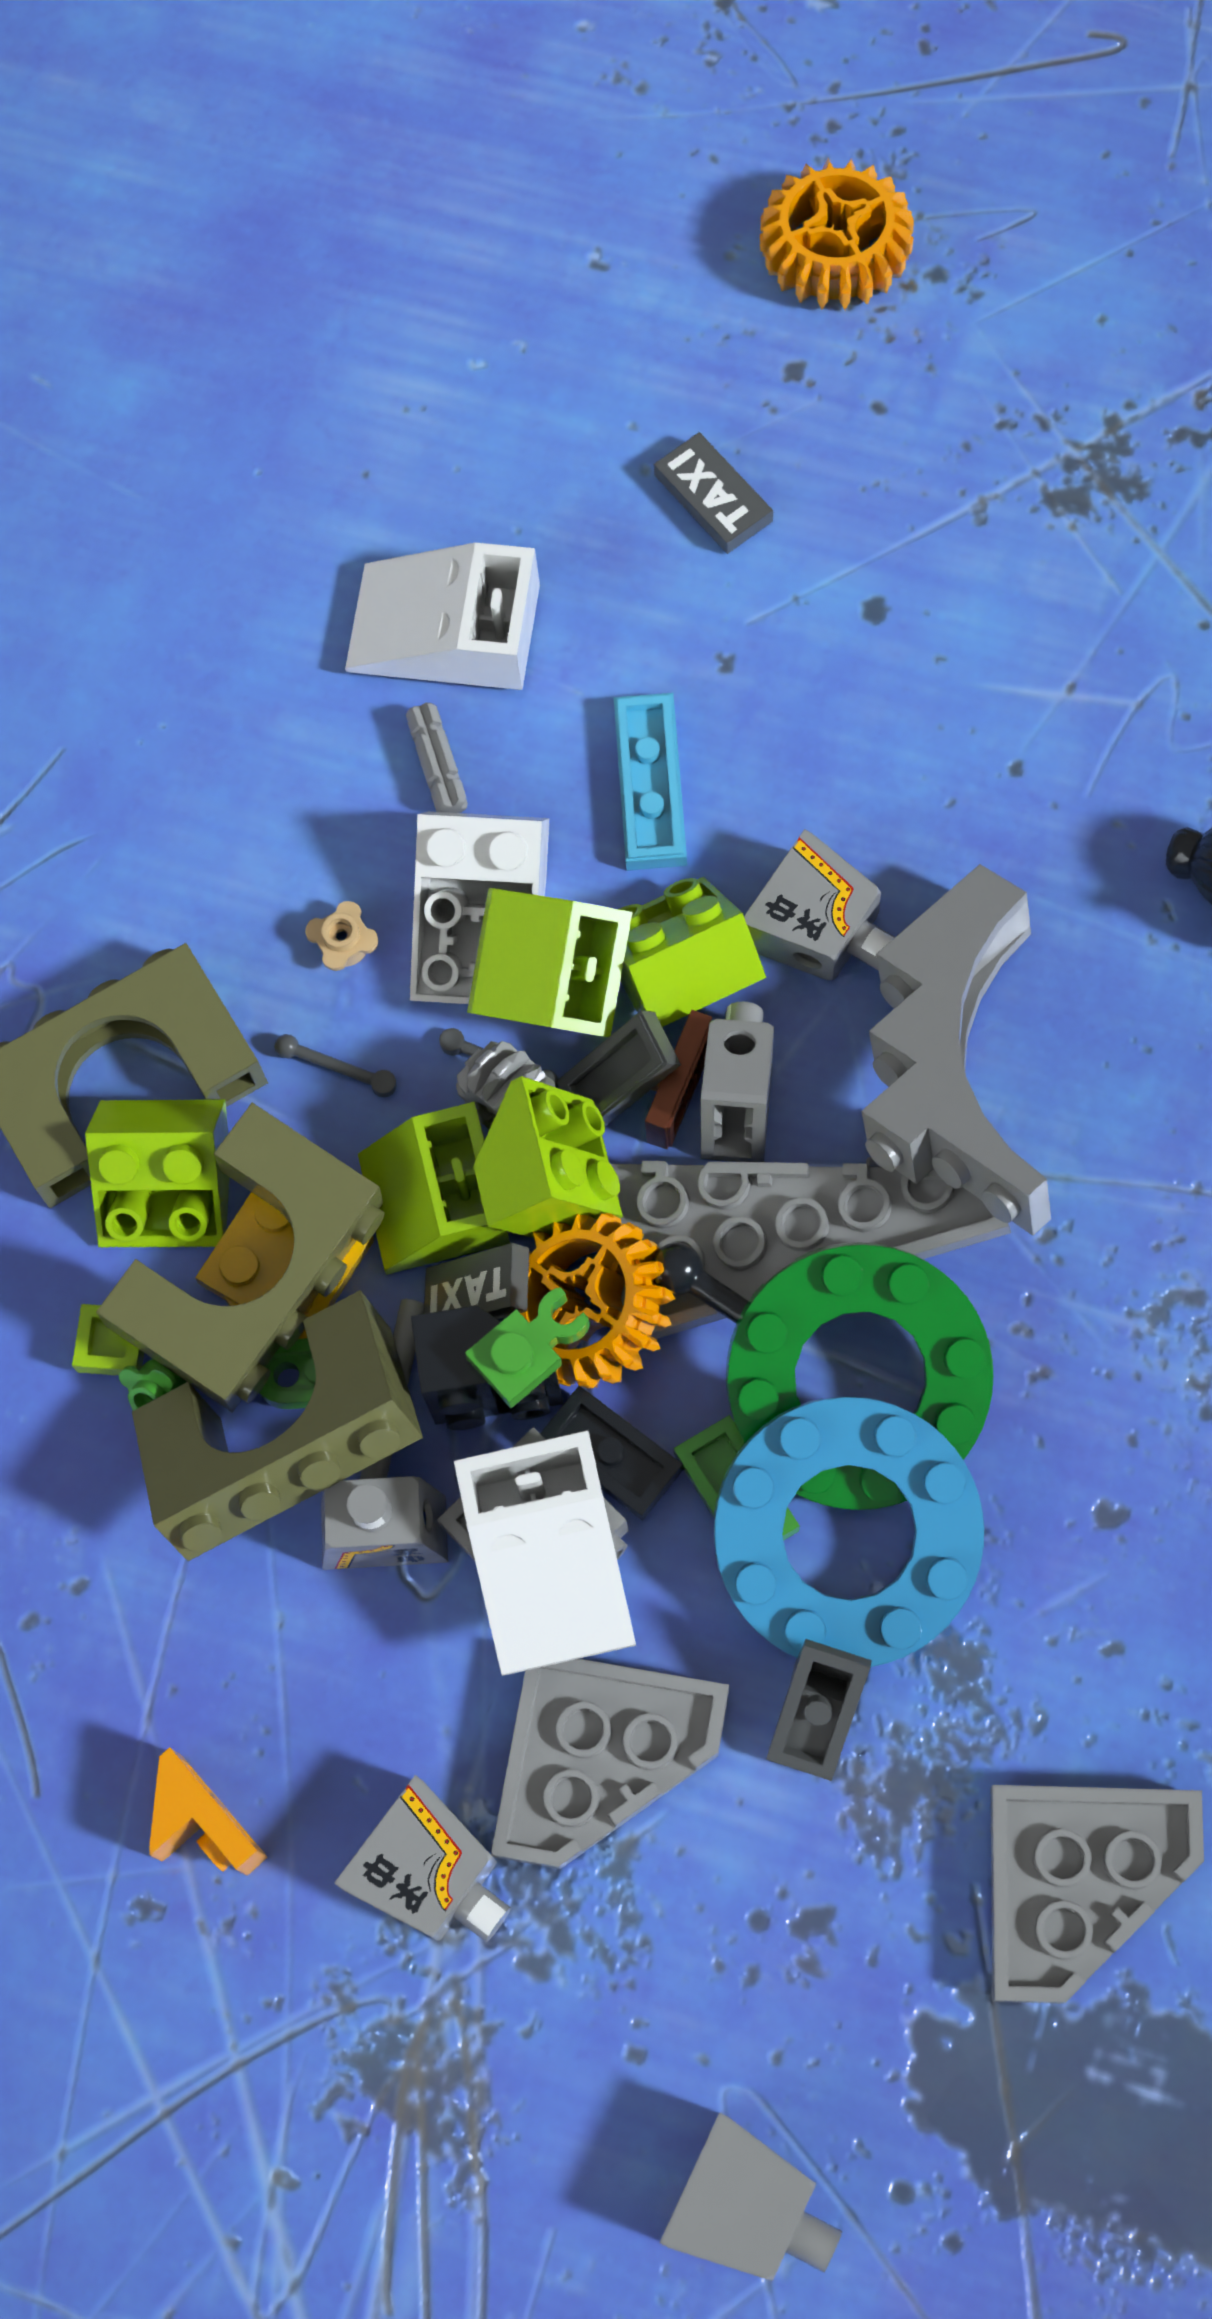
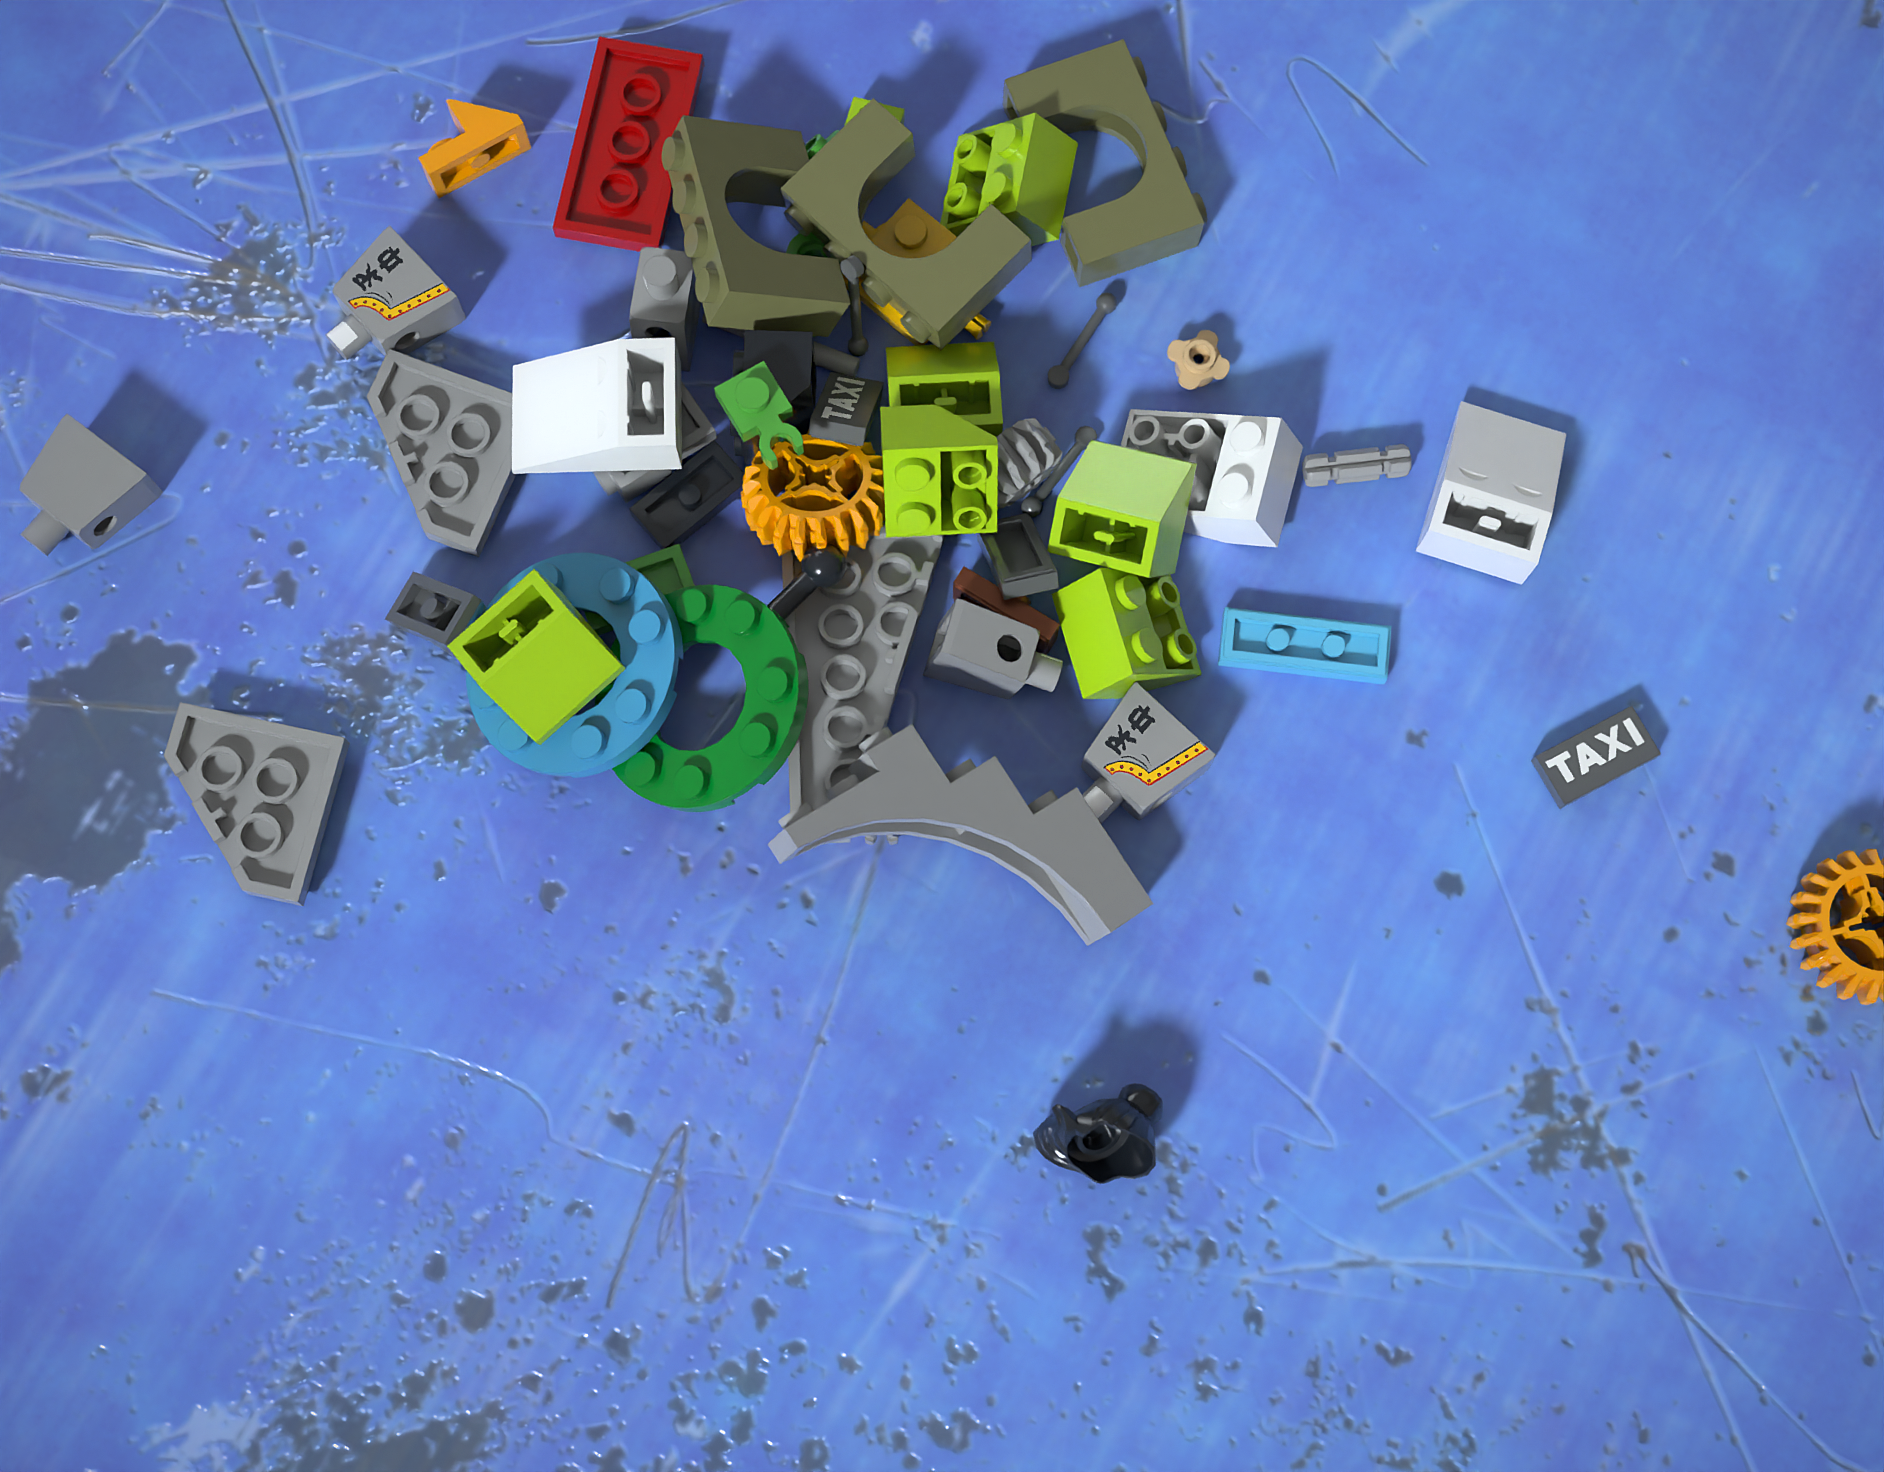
camera: 90 degrees right, 5 degrees up
(169, 1624) = (615, 171): none -> red plate
(317, 1297) = (852, 269): none -> dark grey hinge
(865, 1551) = (536, 656): none -> lime slope

